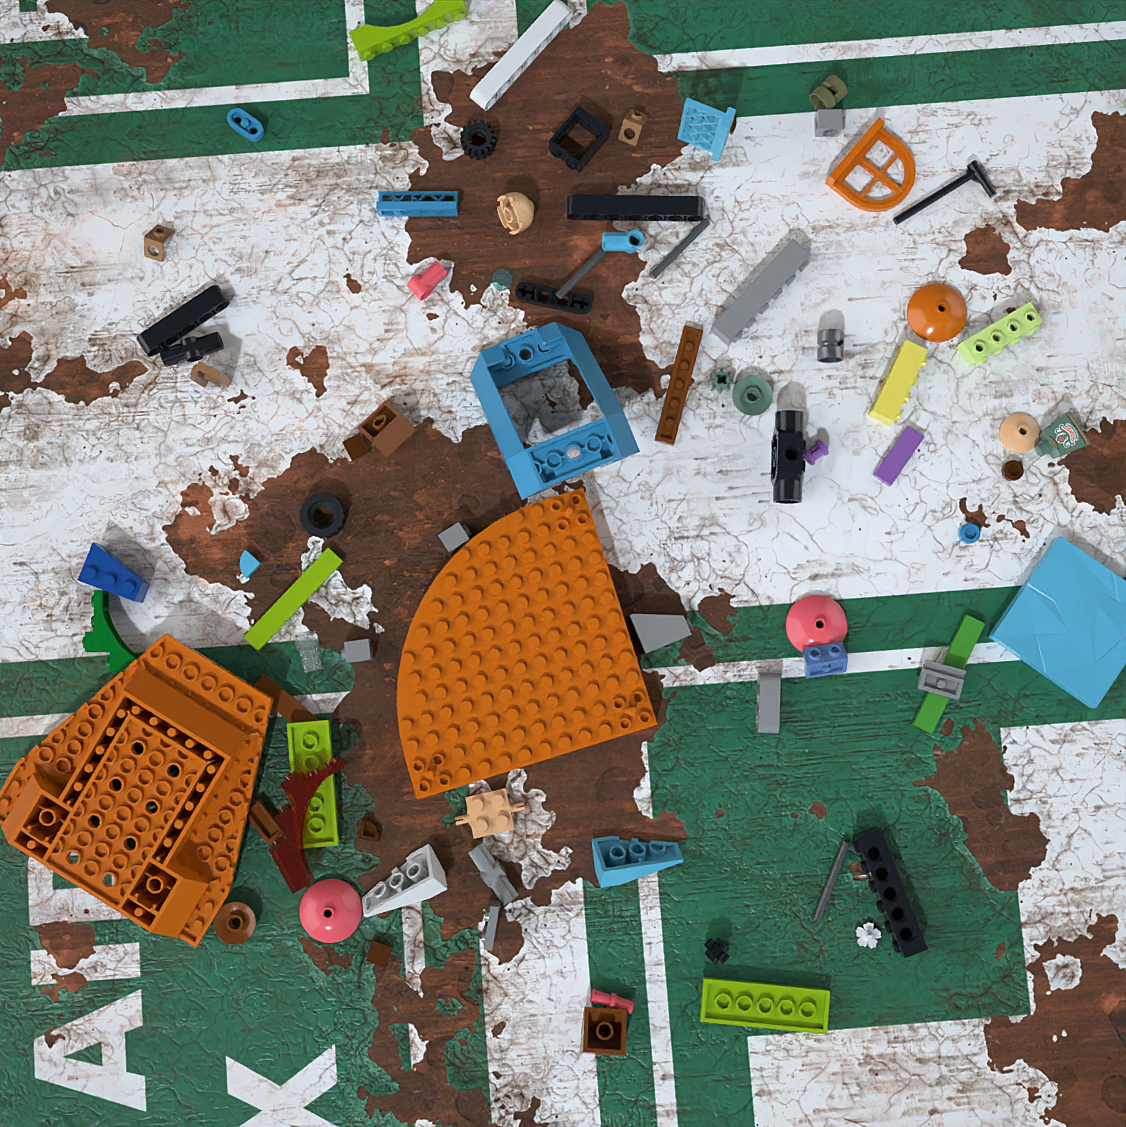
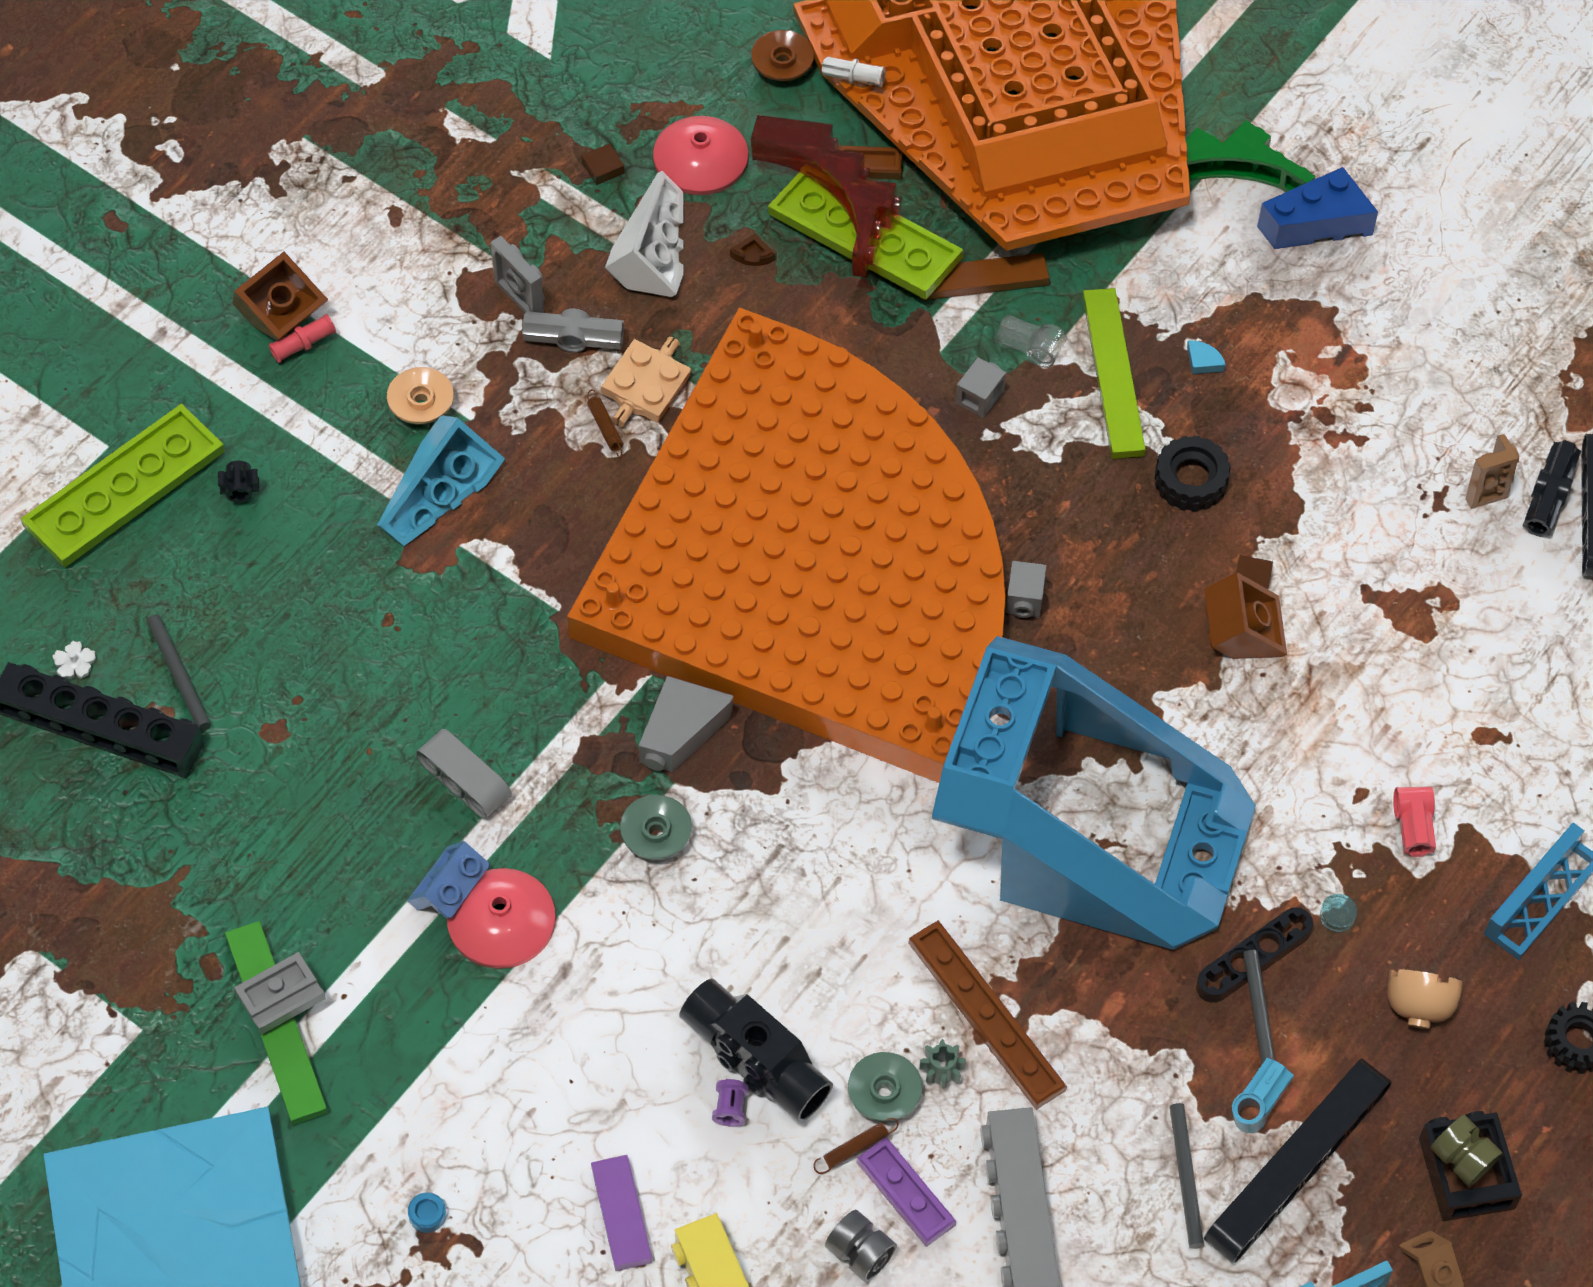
camera: 130 degrees right, 25 degrees down
(221, 870) = (854, 71): none -> white axle
(531, 808) = (605, 423): none -> dark orange piece
(583, 134) = (1466, 1150): none -> olive wheel
(594, 922) = (418, 385): none -> light nougat dish
(724, 585) = (651, 814): none -> sand green dish
(786, 352) = (906, 1191): none -> medium lavender tile
(790, 388) = (855, 1145): none -> dark orange piece

